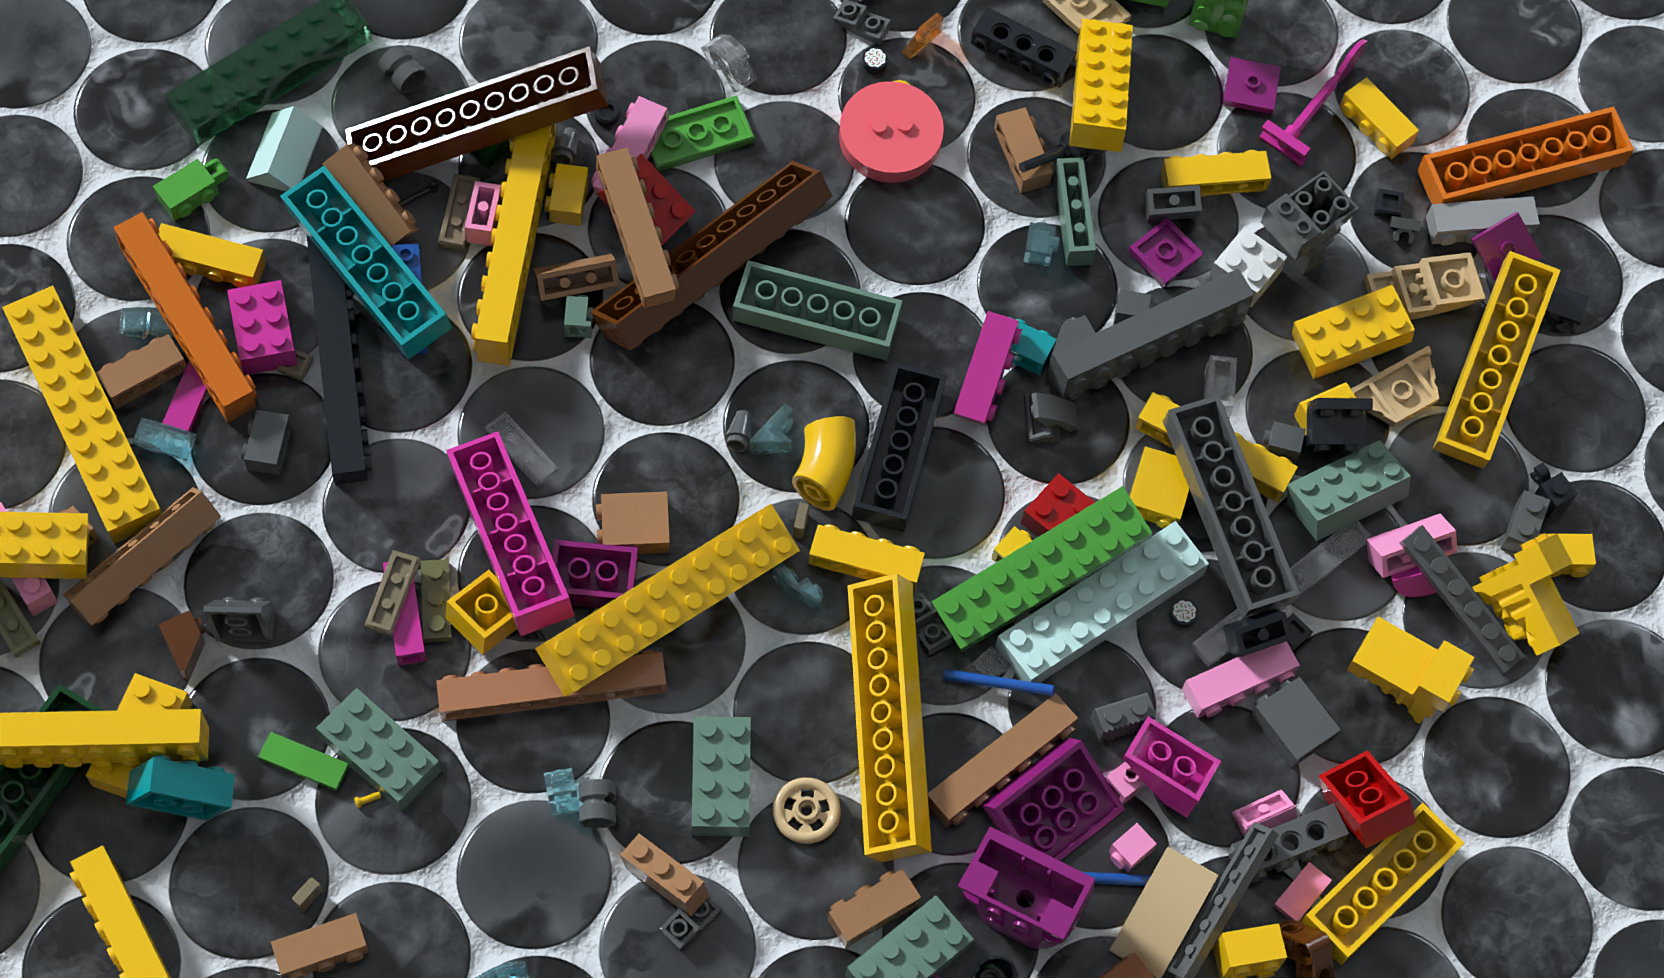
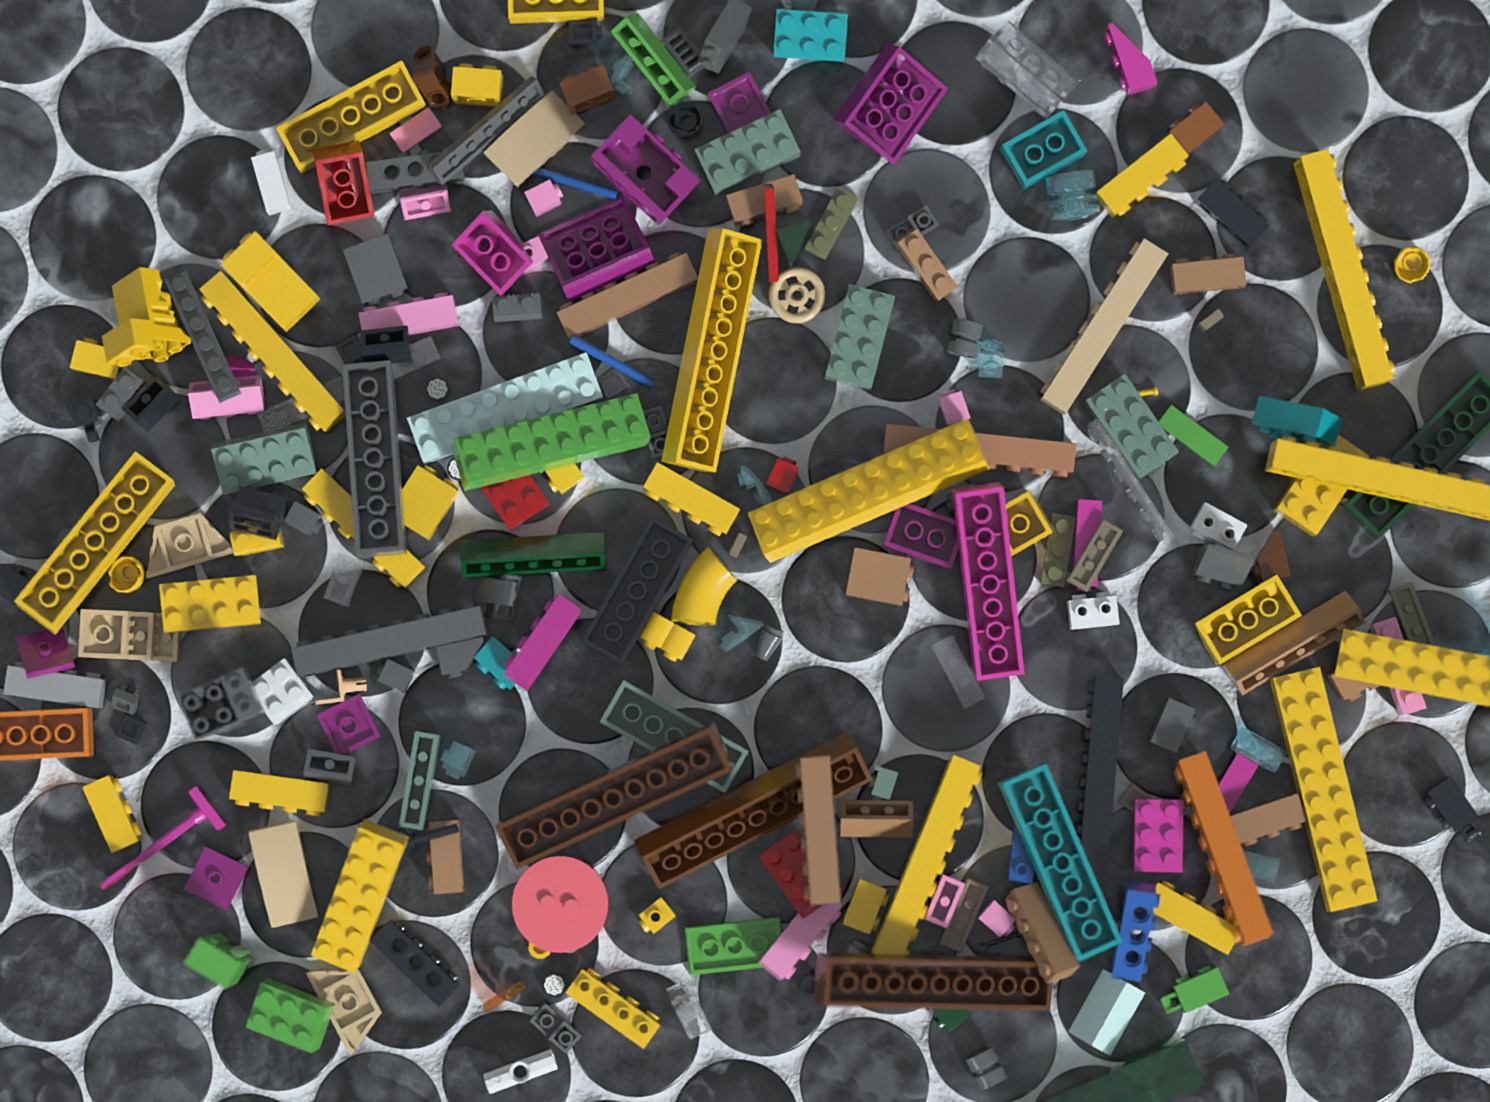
camera: 165 degrees left, 20 degrees up
(198, 563) = (1247, 620): none -> yellow slope
(254, 661) = (1218, 524): none -> white brick
(268, 222) = (1135, 895): none -> blue brick
(339, 663) = (1135, 490): none -> clear plate
(380, 536) = (1092, 610): none -> white brick
(426, 211) = (997, 919): none -> bright pink brick
(433, 859) = (1103, 327): none -> tan brick
(592, 724) = (953, 407): none -> bright pink brick
(770, 605) = (783, 475): none -> red brick
(786, 141) = (665, 912): none -> yellow brick
(787, 903) = (831, 223): none -> olive plate
(807, 48) = (614, 1008): none -> yellow brick
(831, 863) = (792, 239): none -> clear green slope
(856, 864) = (771, 232): none -> red tile
(860, 407) = (667, 636): none -> yellow brick
(862, 230) = (615, 795): none -> reddish brown brick
(1024, 459) = (533, 554): none -> dark green brick
(1184, 284) = (344, 686): none -> light nougat bracket
(1185, 99) = (283, 873): none -> tan slope
(1368, 592) = (273, 352): none -> yellow brick
(1446, 791) = (271, 182): none -> white brick
(1450, 343) = (126, 574): none -> yellow hair
(1490, 519) = (150, 403): none -> black brick

